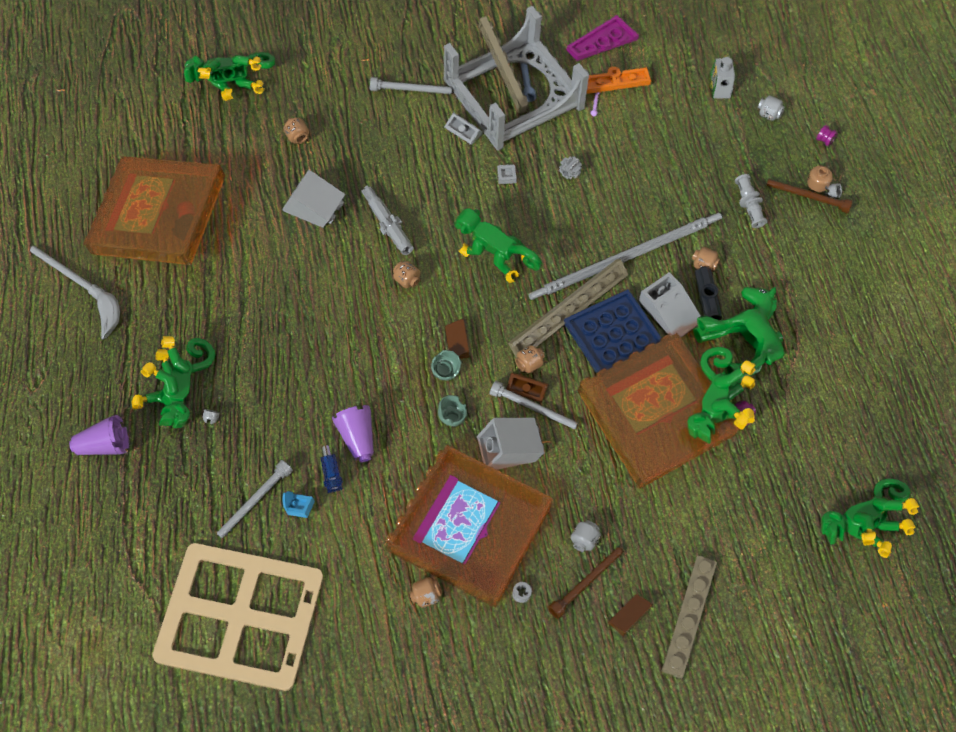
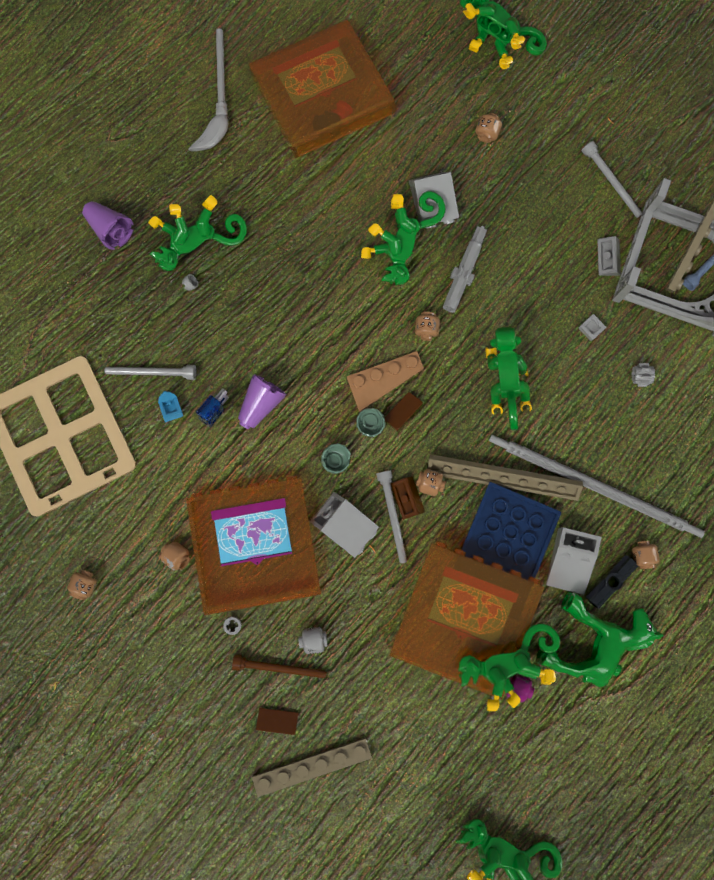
camera: 55 degrees right, 20 degrees up
(323, 237) = (401, 245): none -> green animal
(385, 687) = (82, 585): none -> medium nougat head
(417, 340) = (379, 380): none -> medium nougat wing

